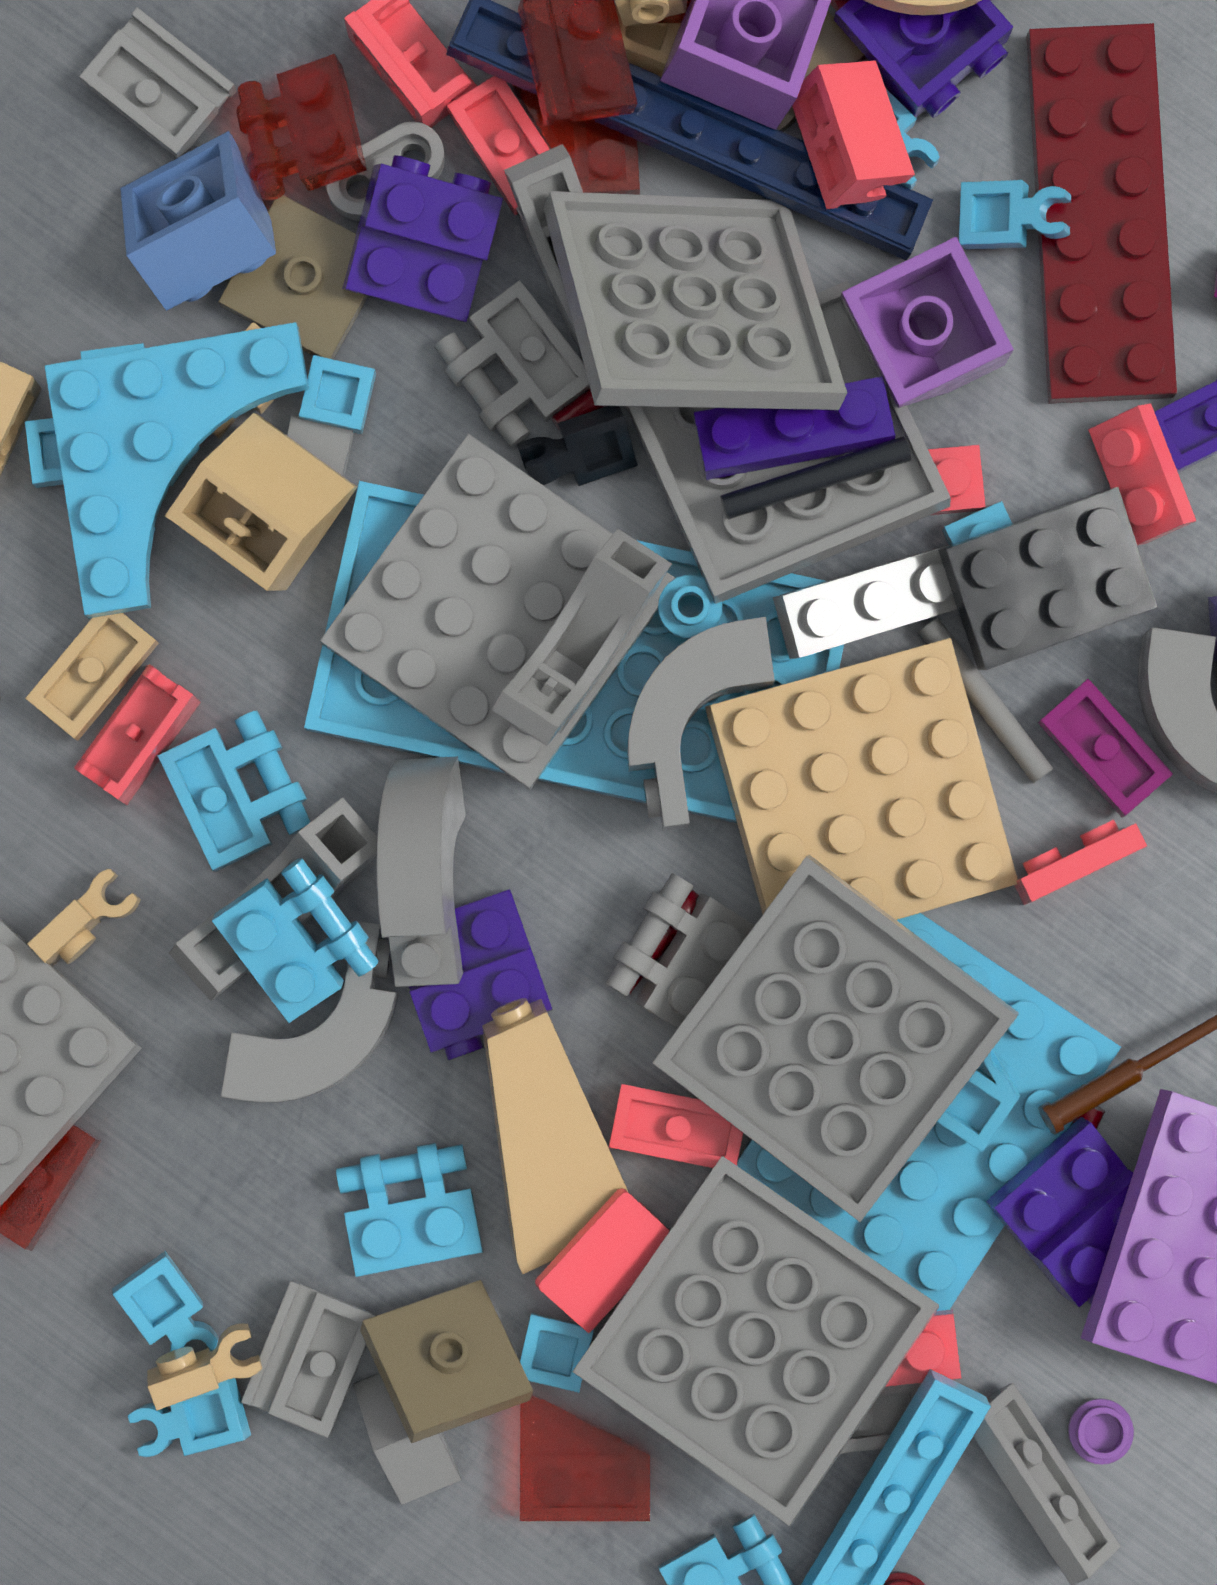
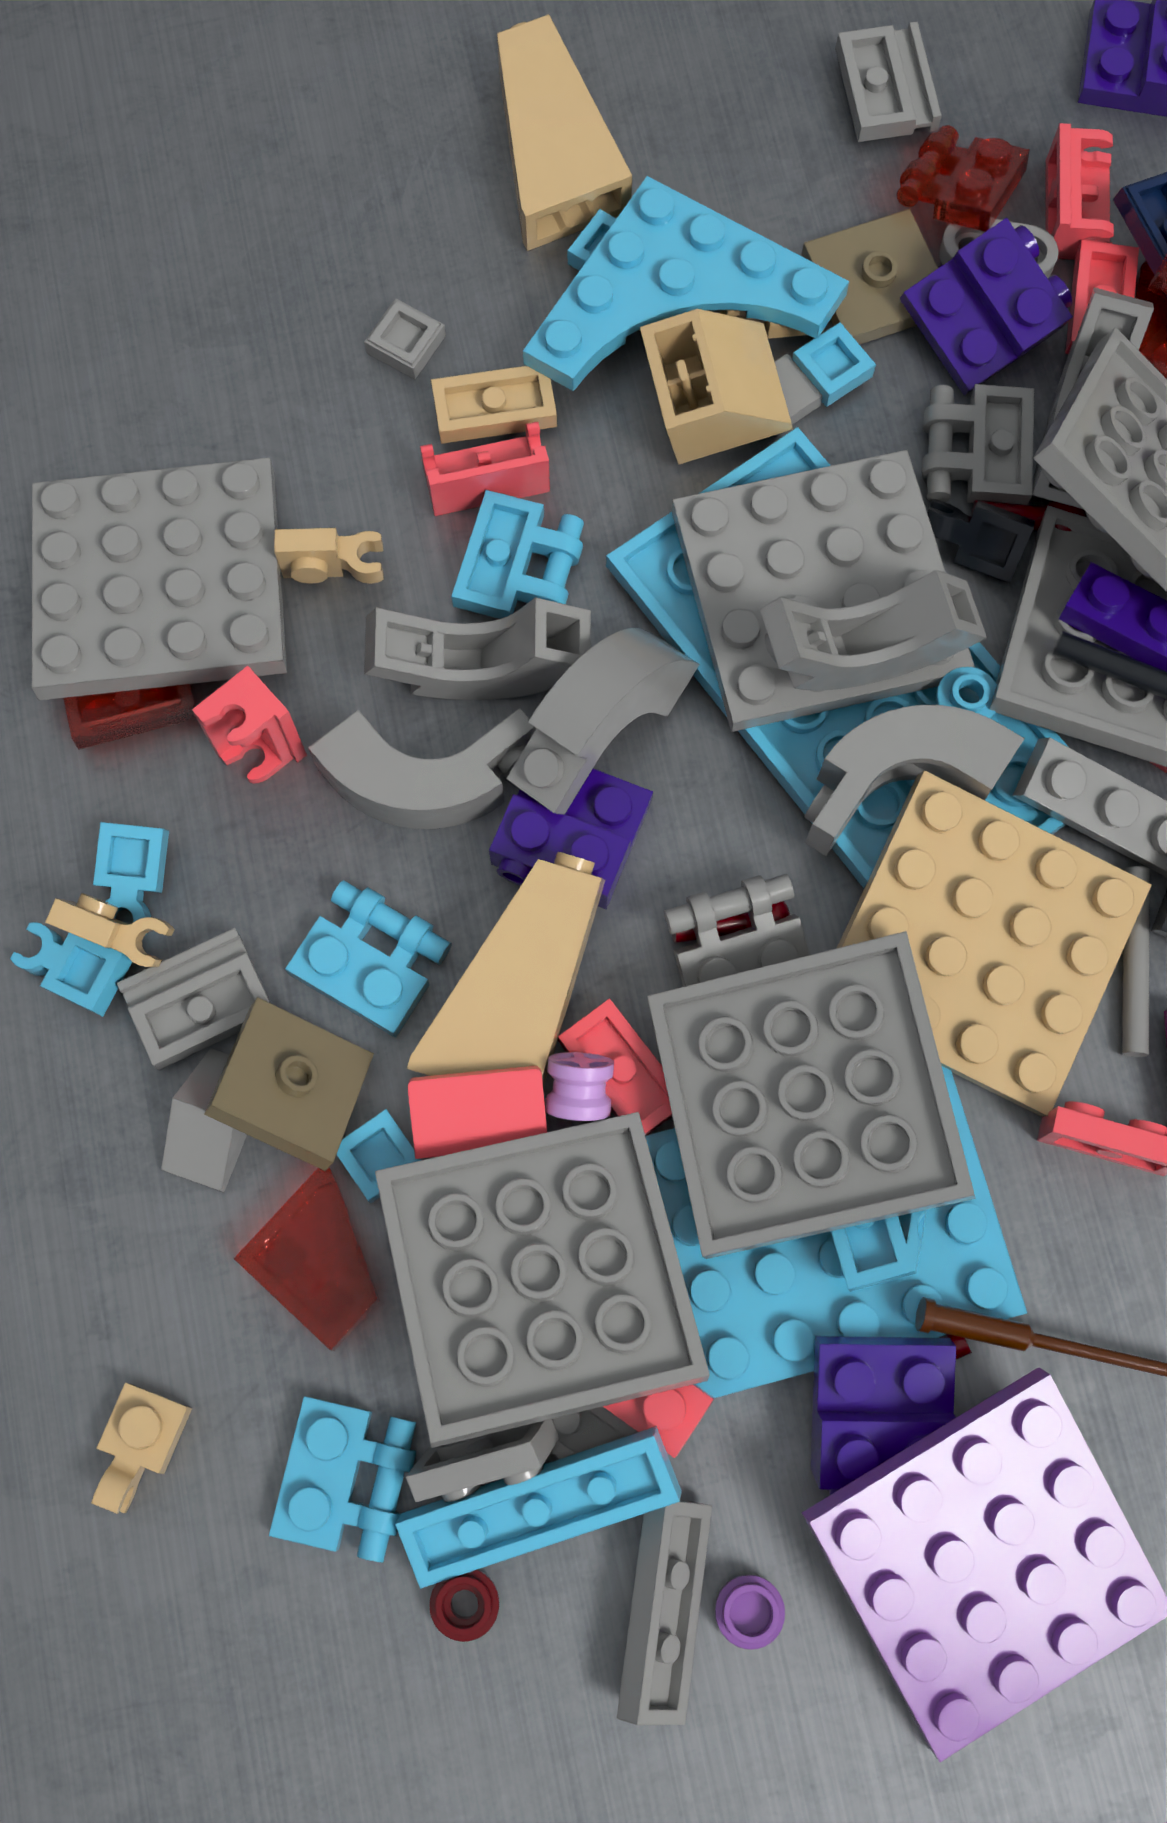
camera: 45 degrees right, 10 degrees down
(162, 1115) = (249, 717): none -> coral hinge
(196, 222) = (833, 179): medium blue slope -> none
(281, 951) = (447, 676): medium azure plate -> none
(661, 1174) = (579, 1086): none -> lavender wheel
(821, 1518) = (465, 1465): none -> light grey plate

